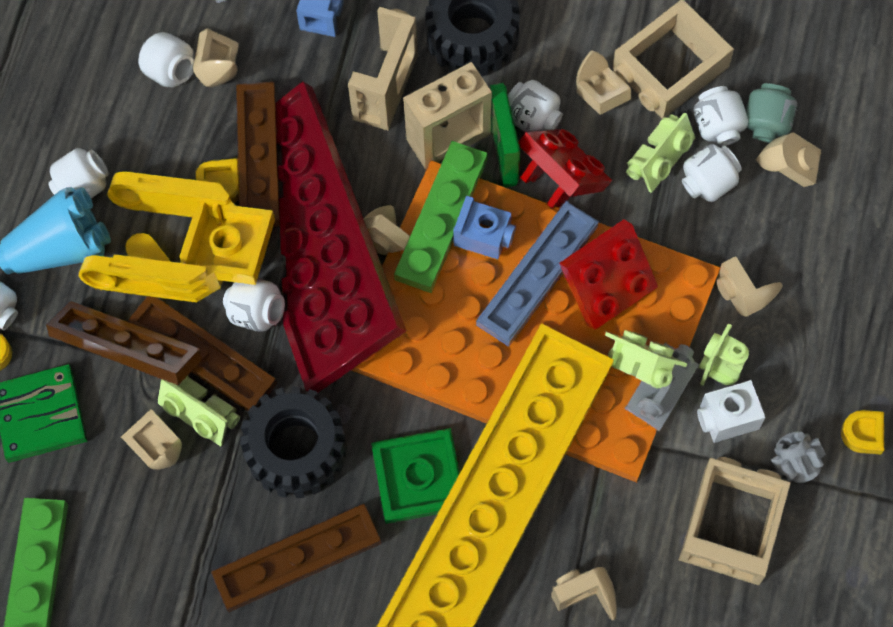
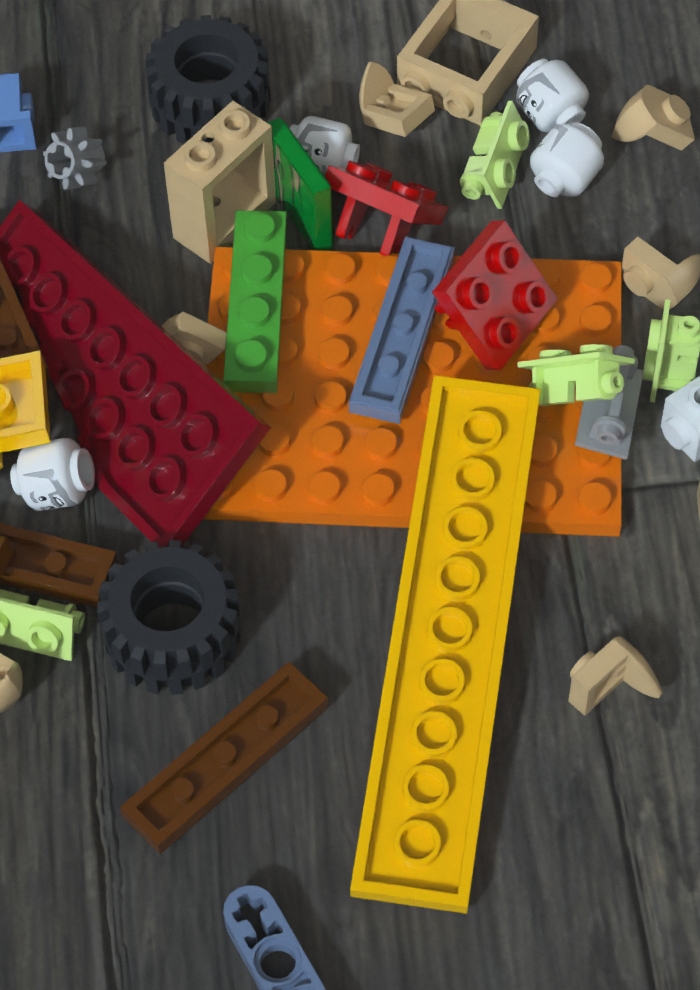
camera: 20 degrees left, 10 degrees down
(355, 56) = (74, 158): none -> light grey gear
(377, 98) = (119, 182): tan window -> none
(415, 474) = (339, 612): green tile -> none
(481, 240) = (316, 296): medium blue brick -> none
(771, 112) = (610, 74): sand green head -> none

